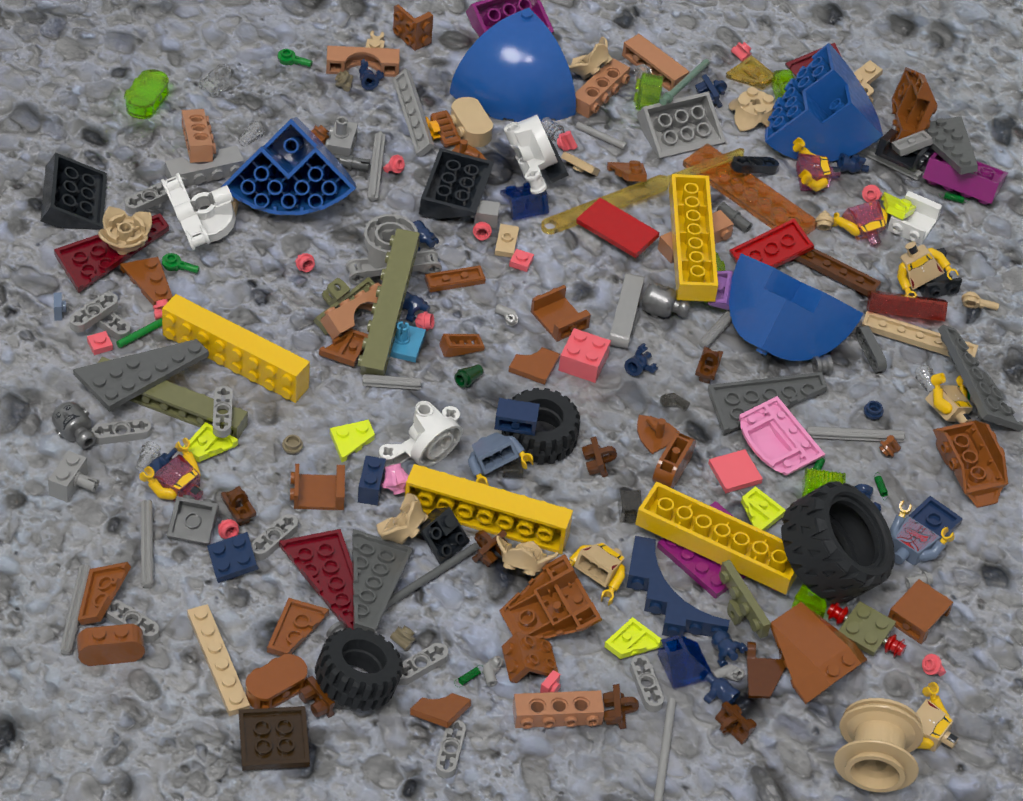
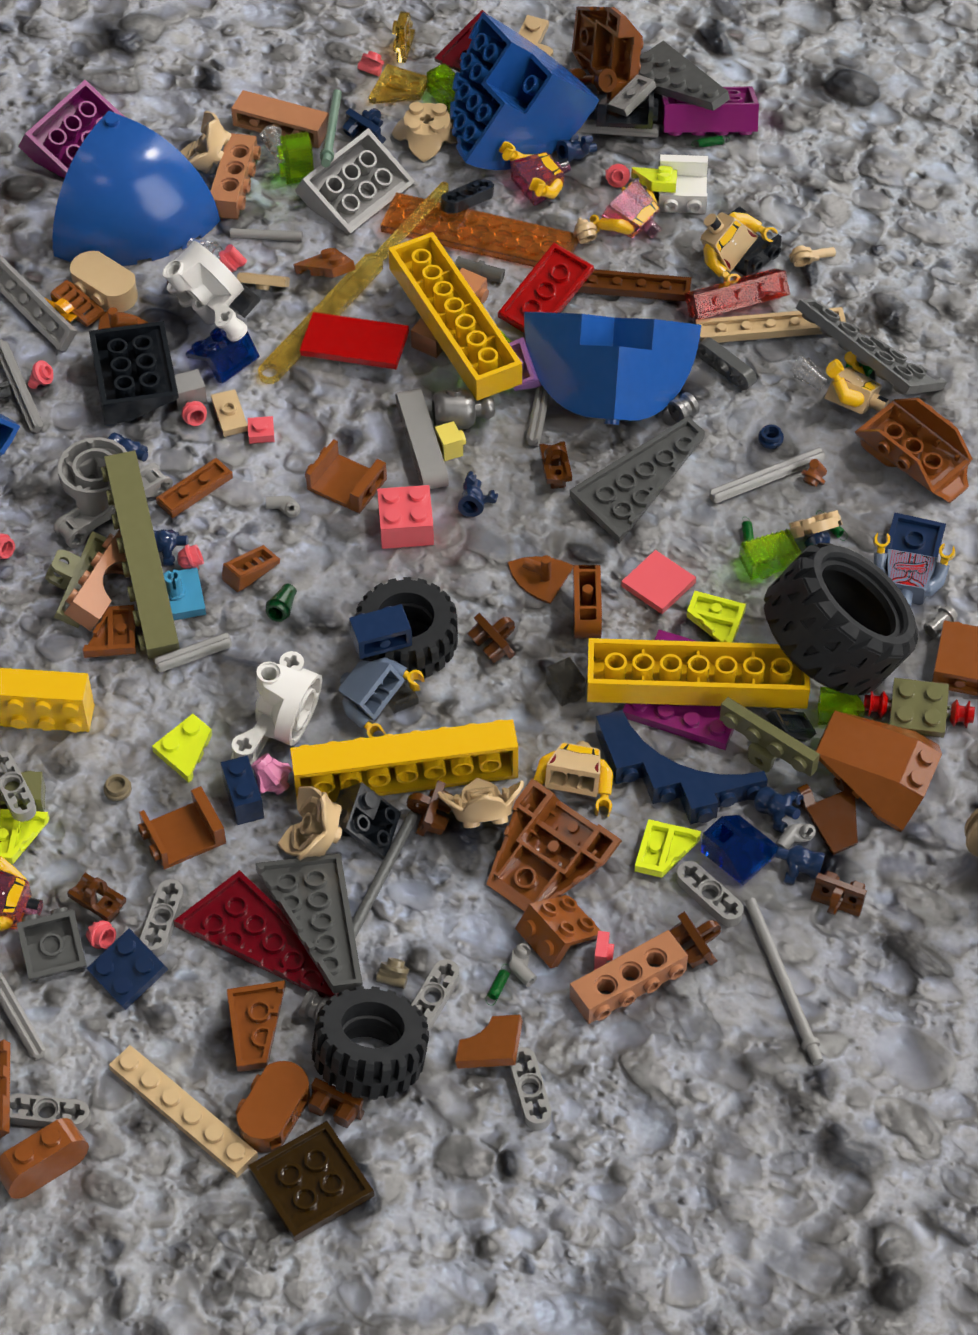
camera: 20 degrees left, 5 degrees up
(535, 366) = (353, 556): dark orange tile -> none
(645, 319) = (450, 440): none -> light yellow plate
(674, 400) = (539, 525): clear smoke arm -> none
(768, 599) = (793, 723): none -> black tile
(774, 41) = (404, 36): none -> clear yellow wing
(778, 437) = (686, 518): bright pink slope -> none
(871, 479) = (815, 524): none -> tan plate
(895, 124) = (604, 80): none -> reddish brown wheel

